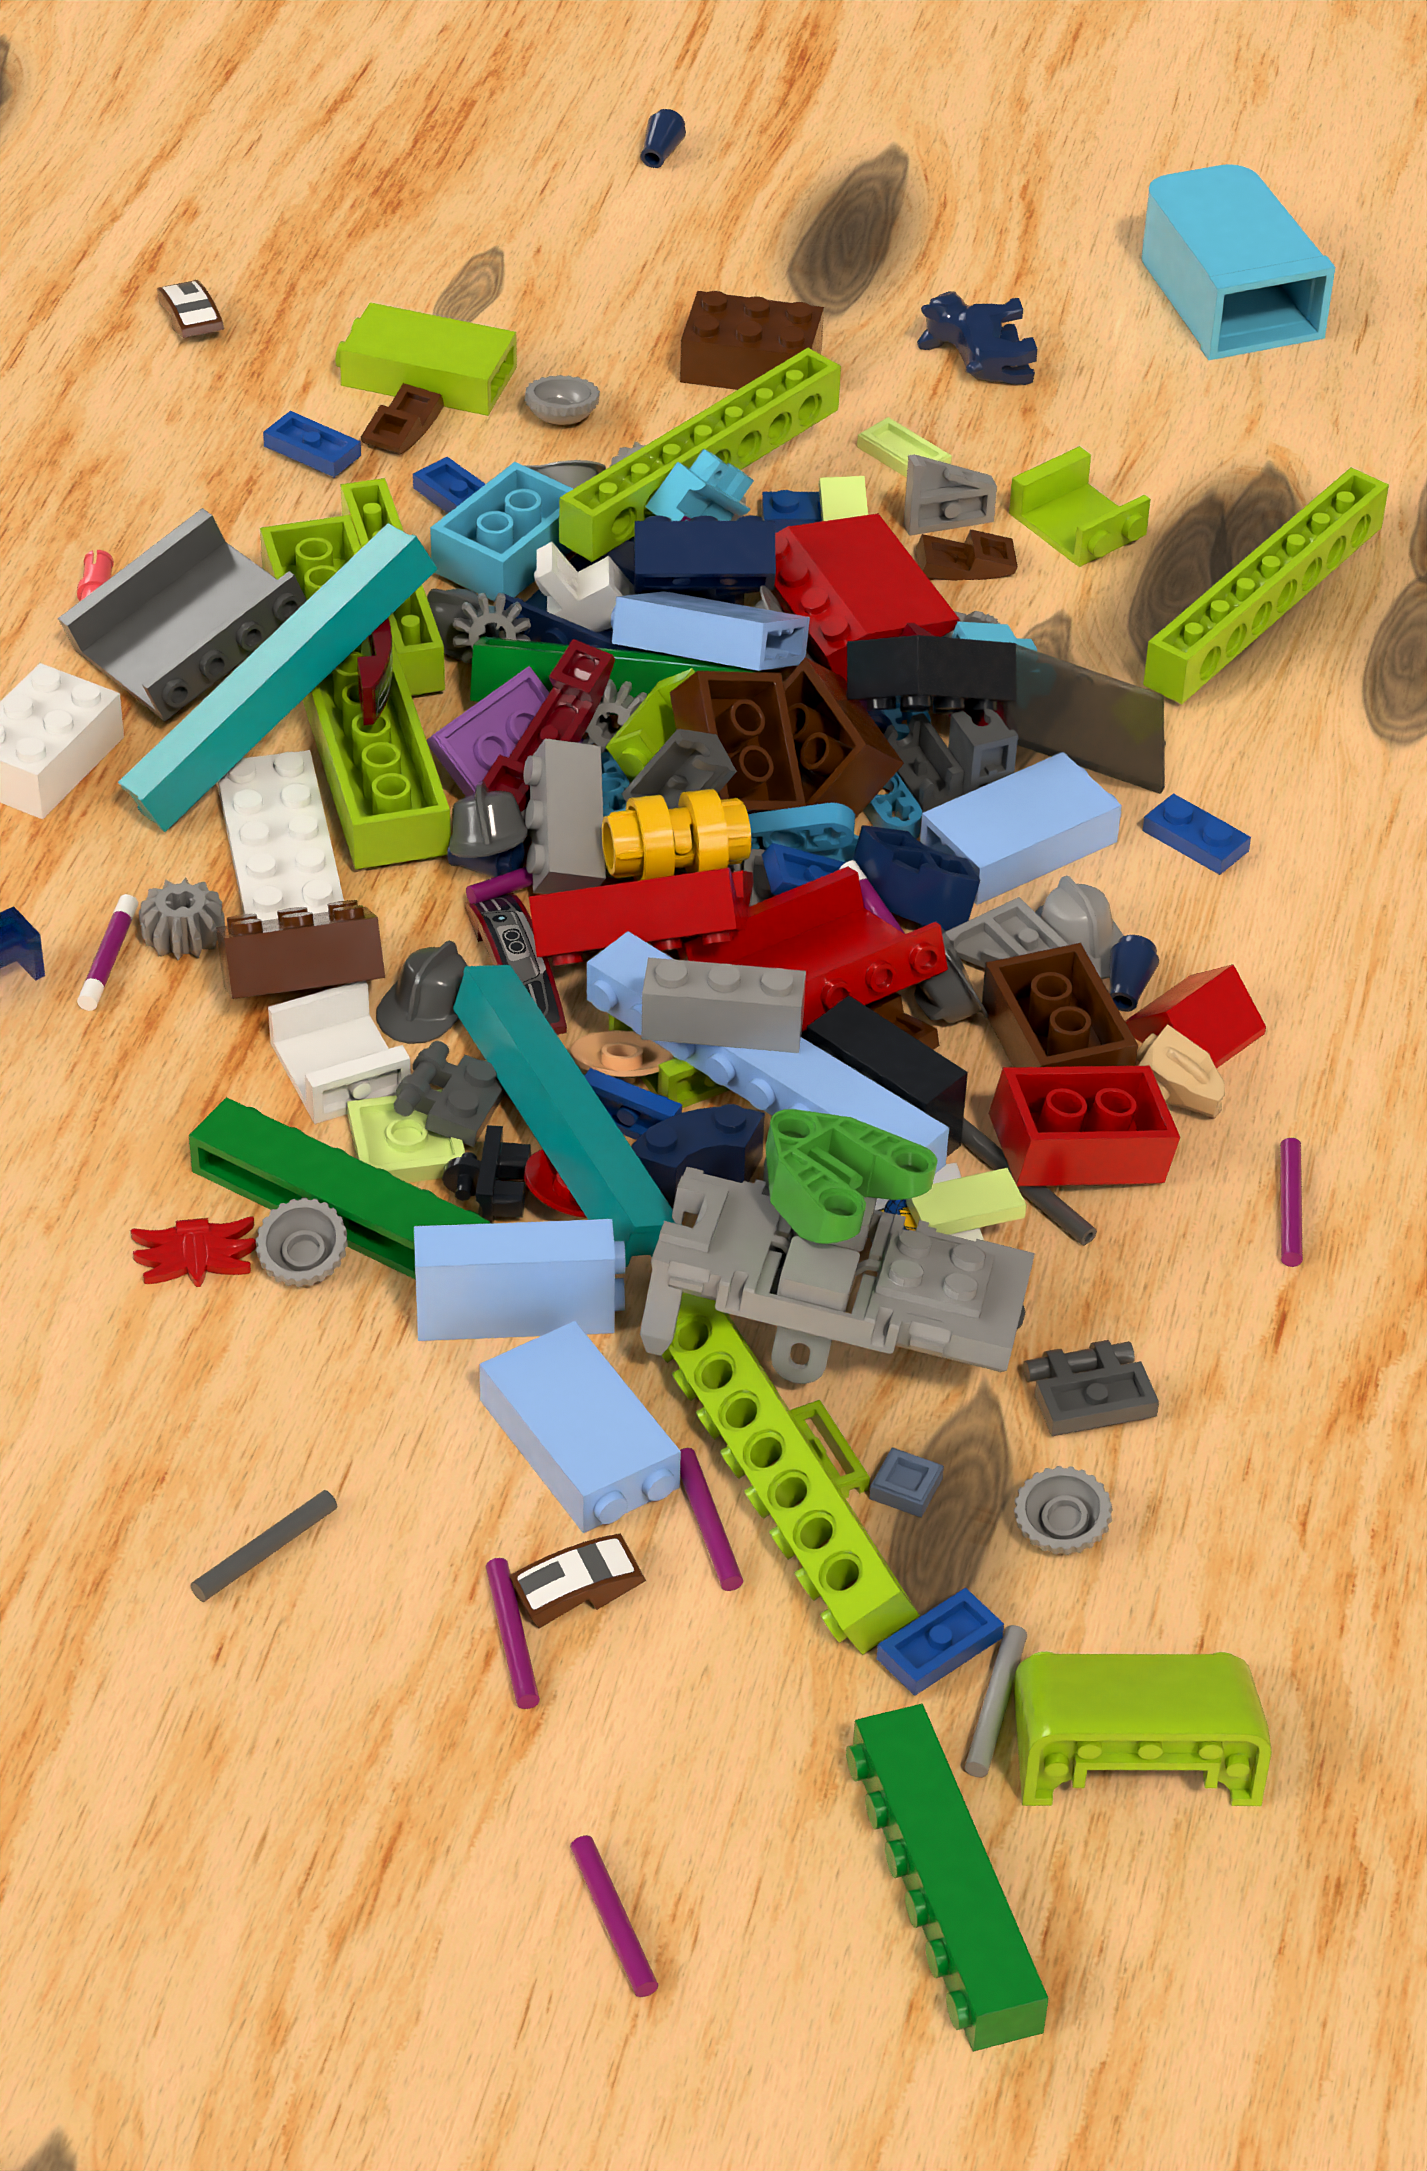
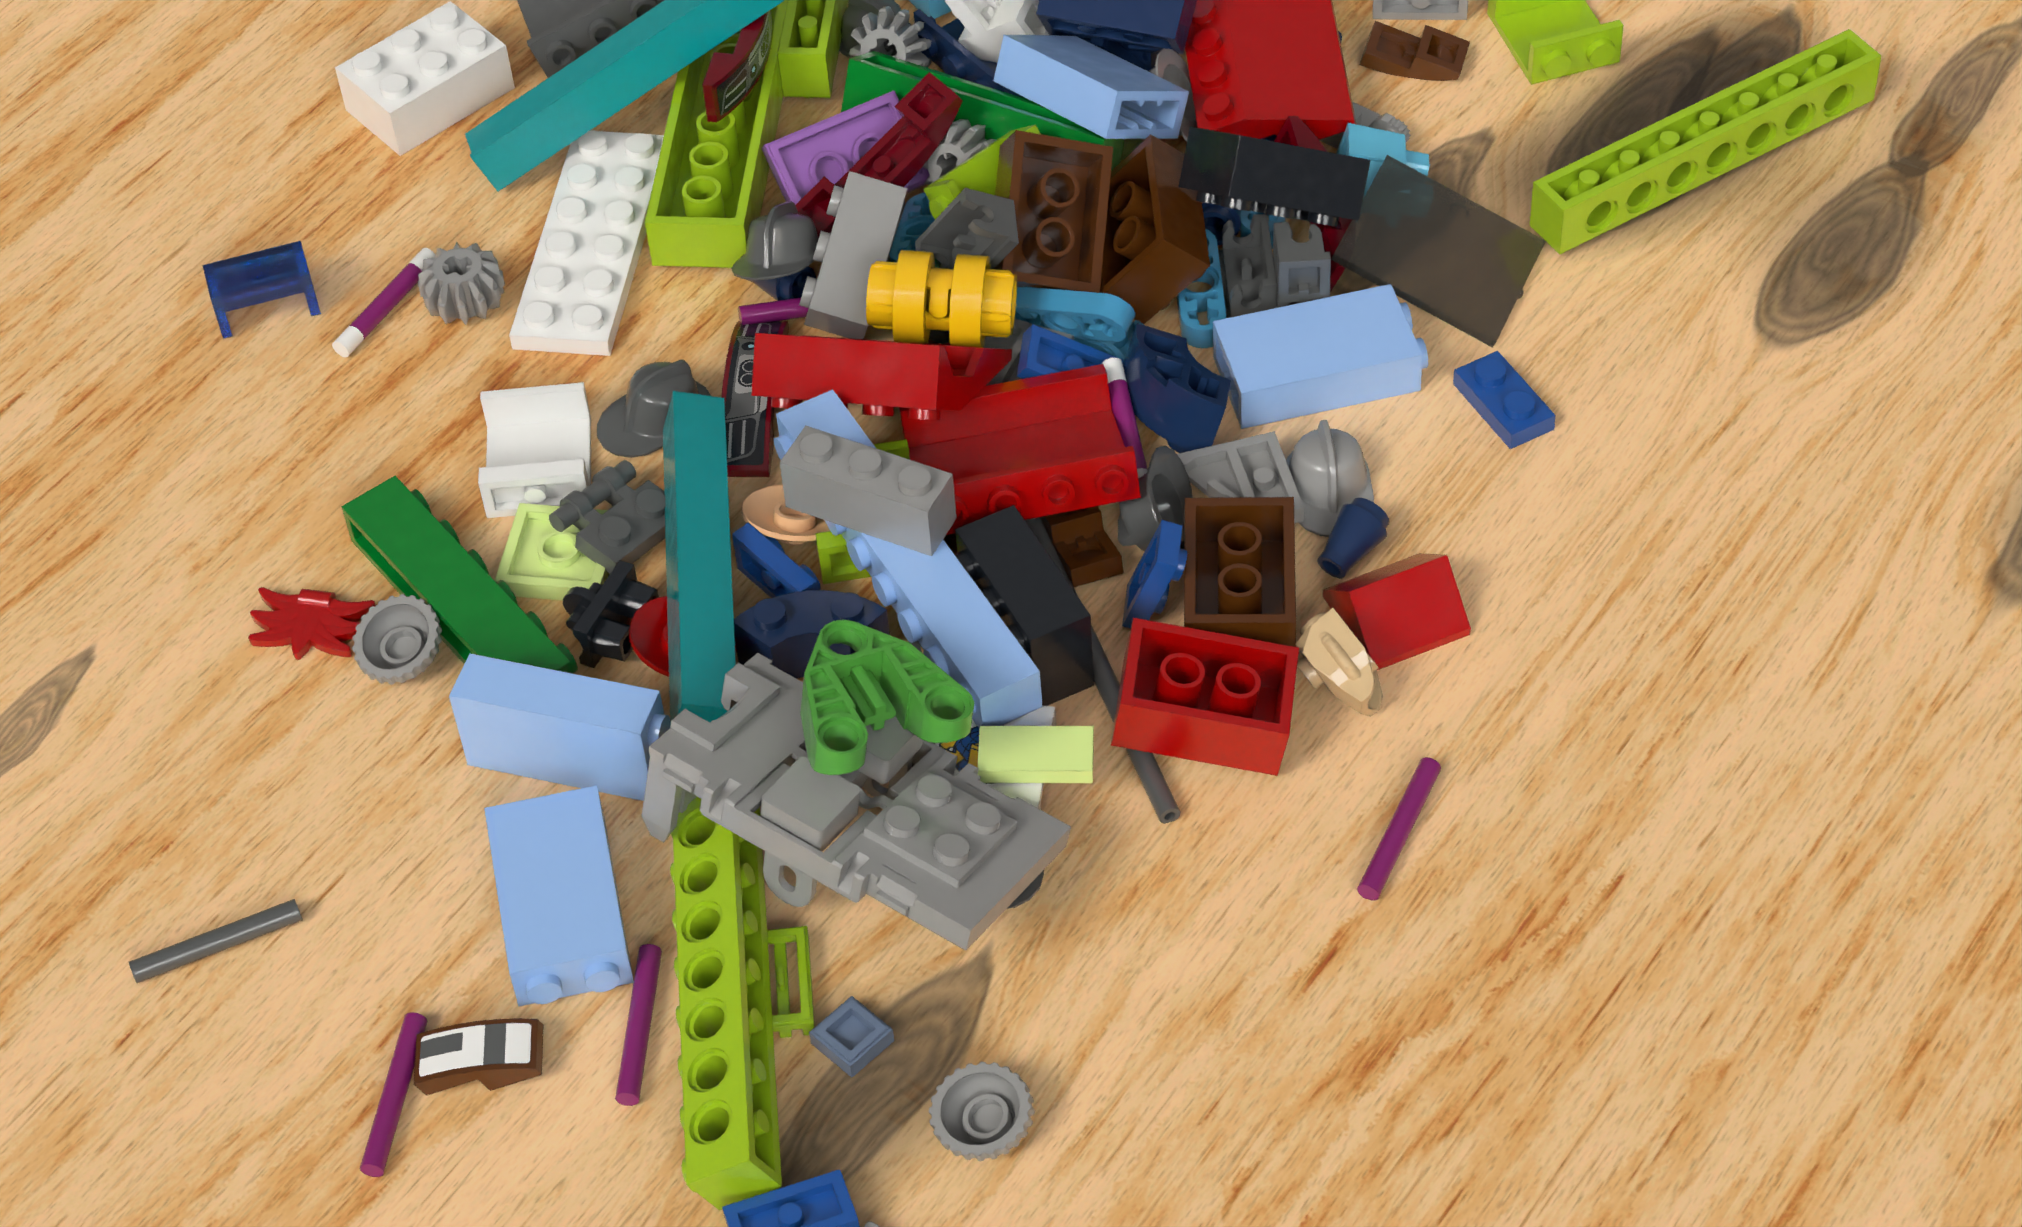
camera: 25 degrees right, 5 degrees up
(300, 950) = (535, 340): reddish brown brick -> none
(985, 1034) = (1159, 565): none -> blue plate
(1091, 1387) = (1083, 994): dark grey plate -> none

